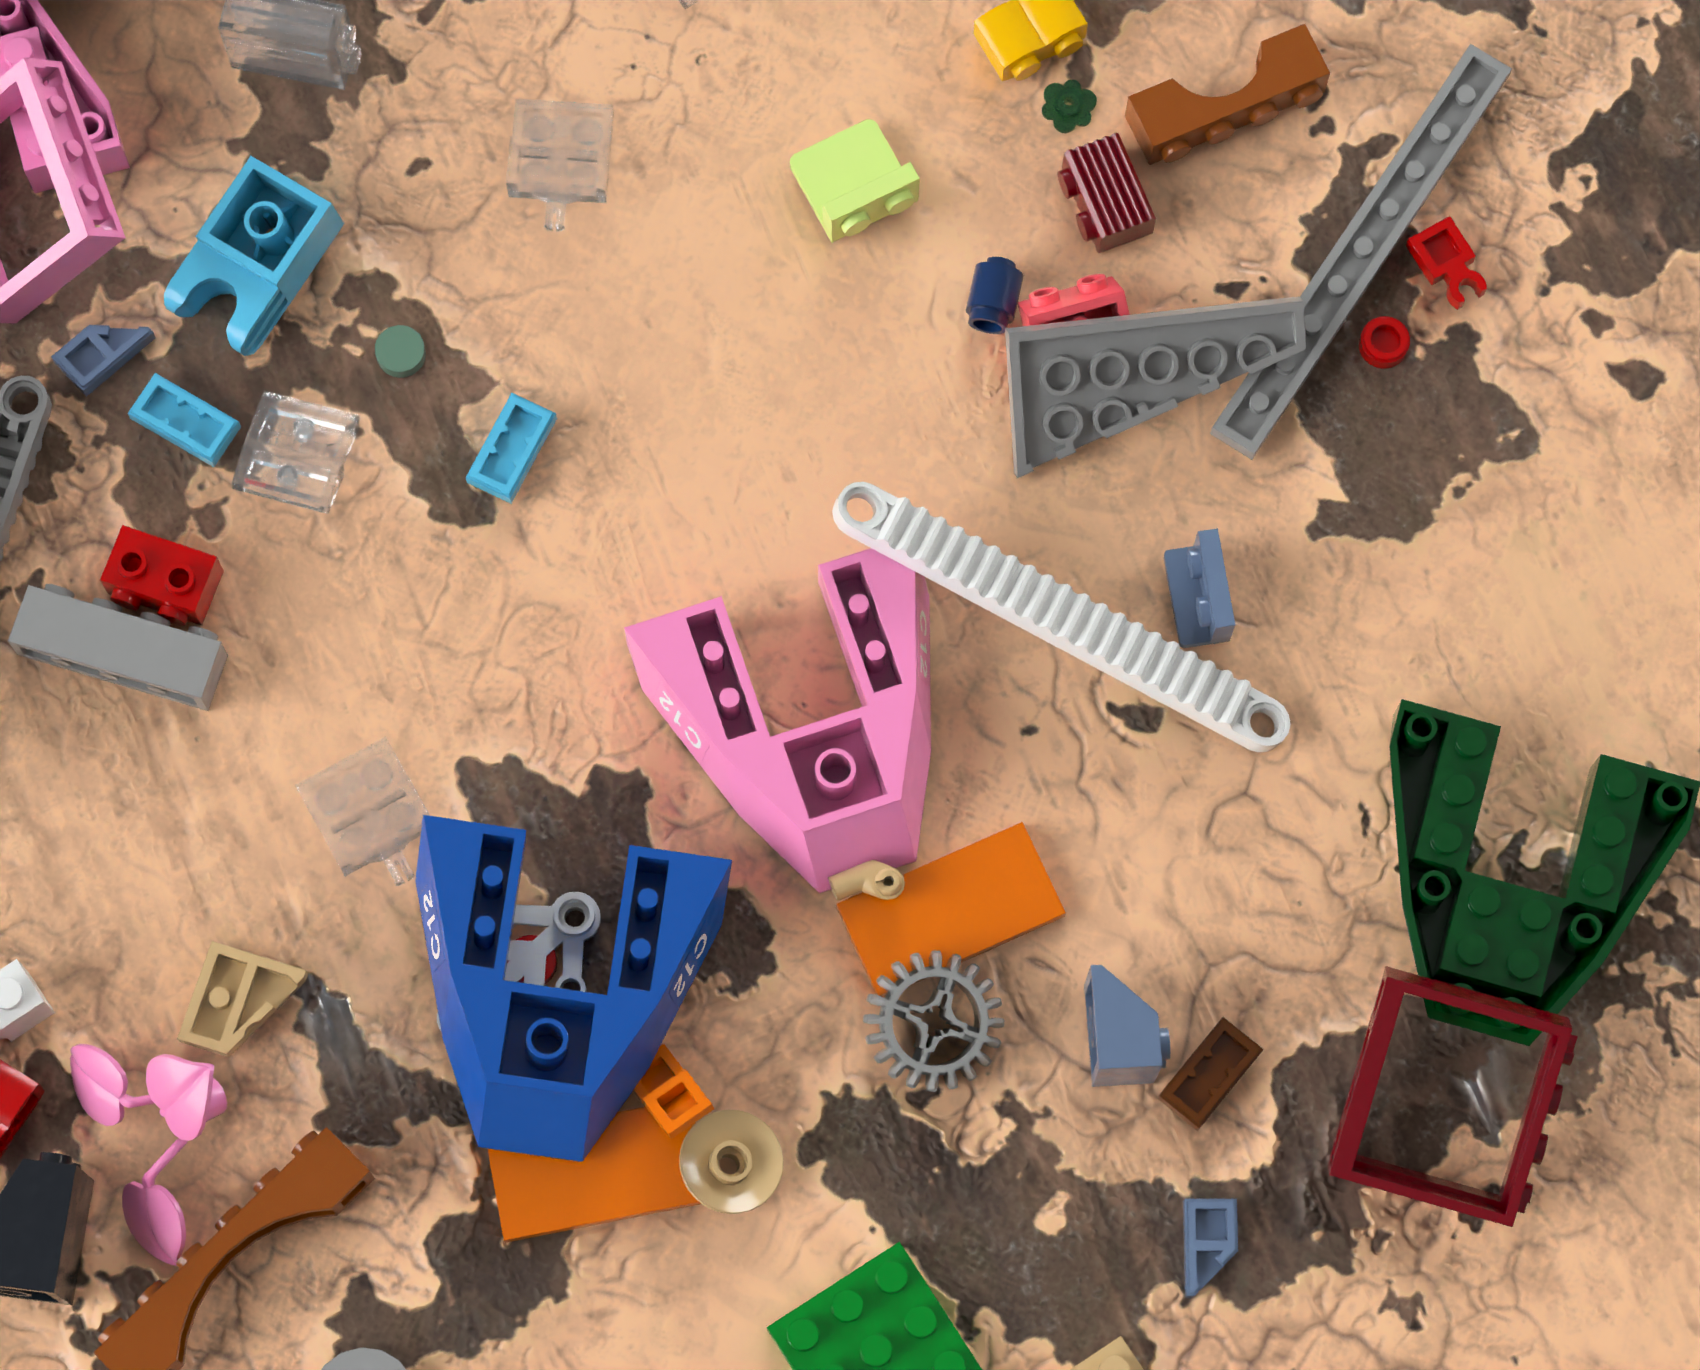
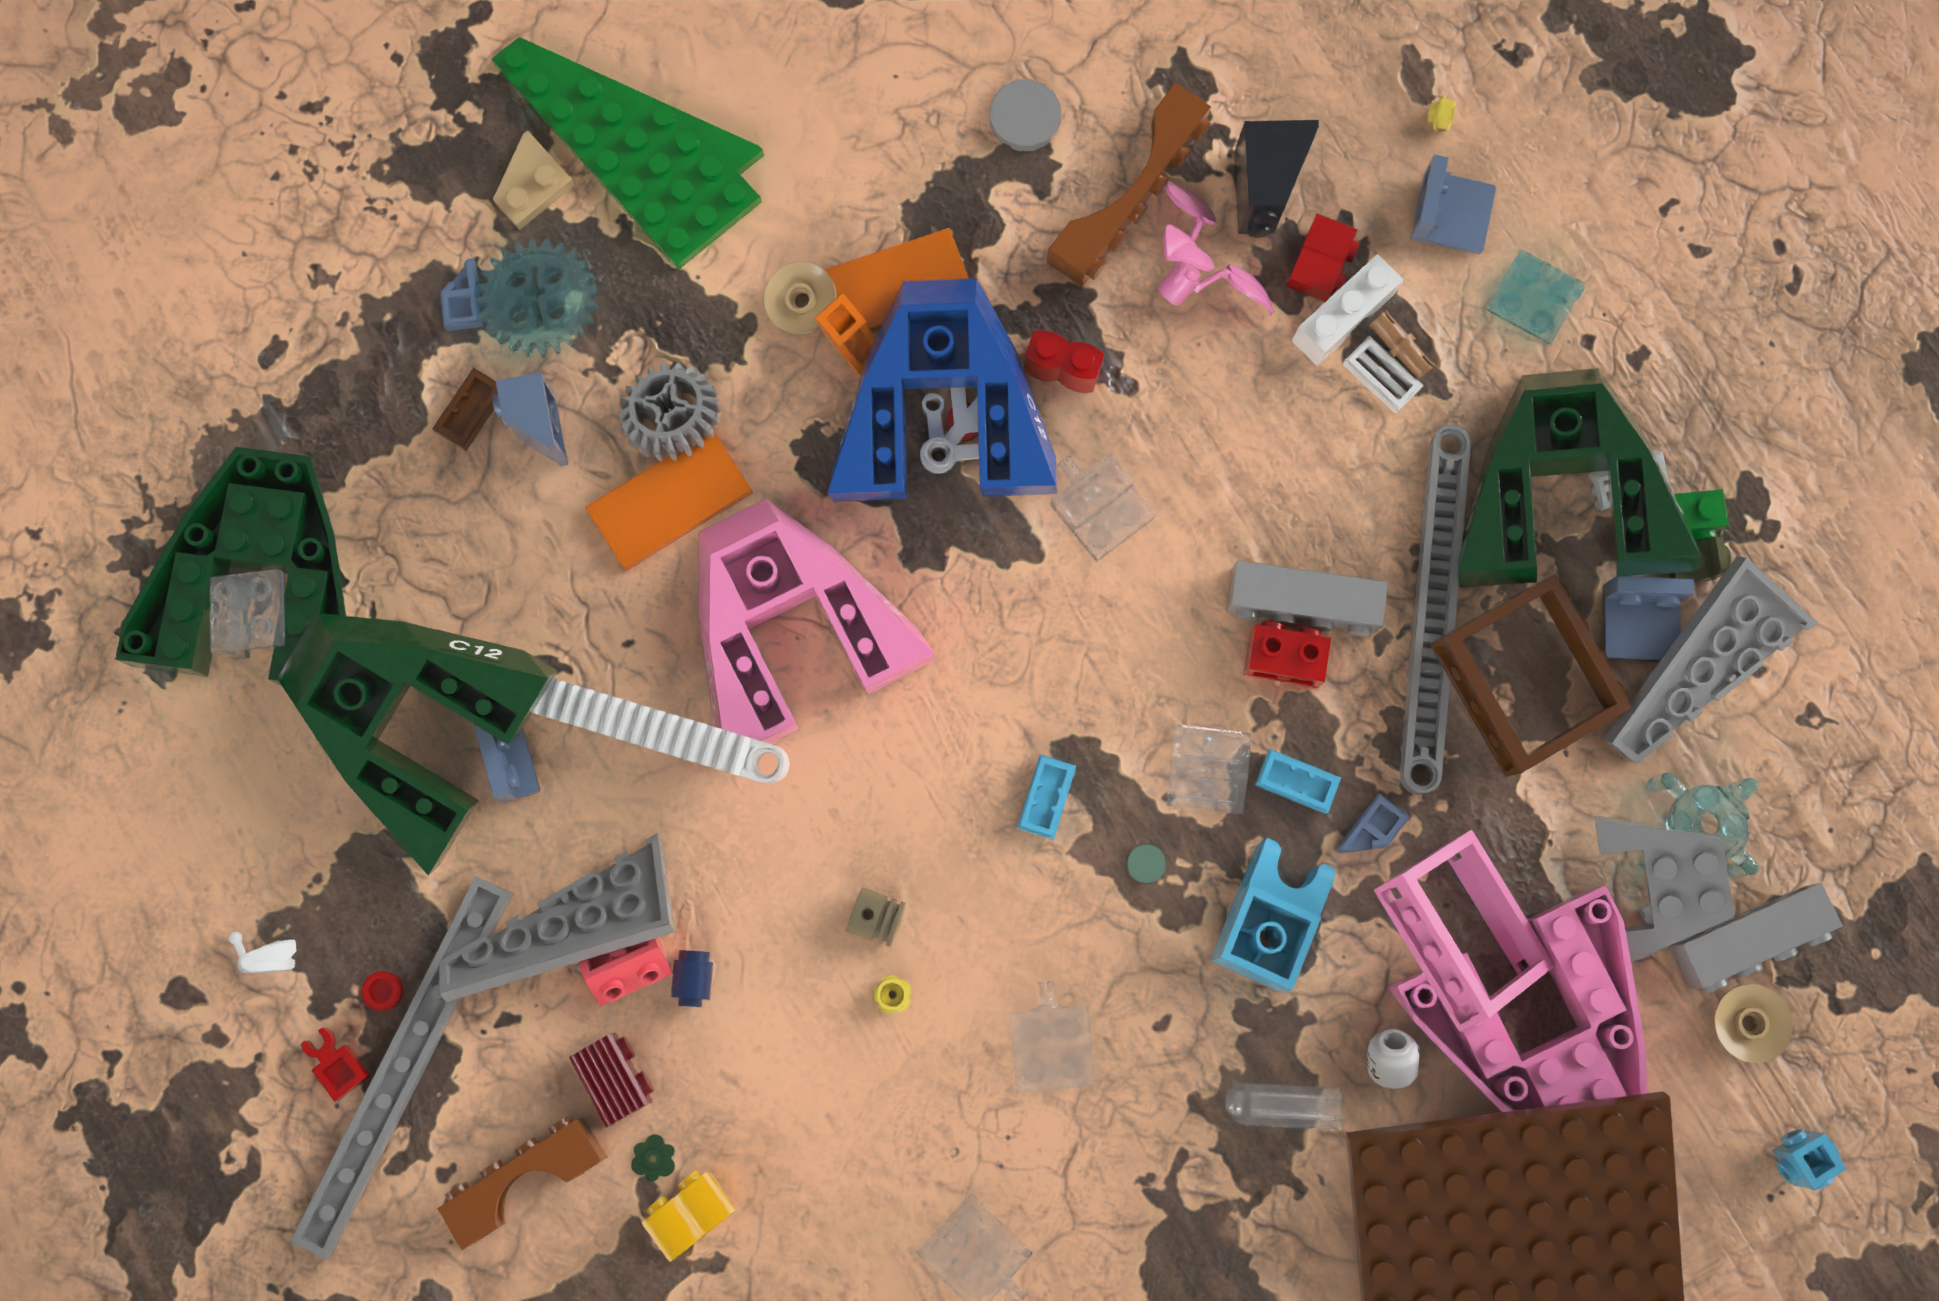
camera: 170 degrees right, 5 degrees up
(144, 72) = (1393, 1059): none -> white head
(235, 998) = (1167, 363): tan wing -> none
(366, 1010) = (1054, 359): none -> red brick
(744, 231) = (882, 991): none -> light yellow plate
(753, 330) = (884, 921): none -> dark tan piece
(854, 180) = (815, 1060): yellowish green bracket -> none
(870, 878) = (728, 507): tan arm -> none
(1147, 1222) = (504, 302): none -> clear light blue gear
(1372, 698) = (352, 678): none -> dark green piece
(1510, 392) = (269, 958): none -> white helmet
(1523, 819) = (246, 612): none -> clear bracket
(1529, 1142) = (294, 348): dark red window -> none

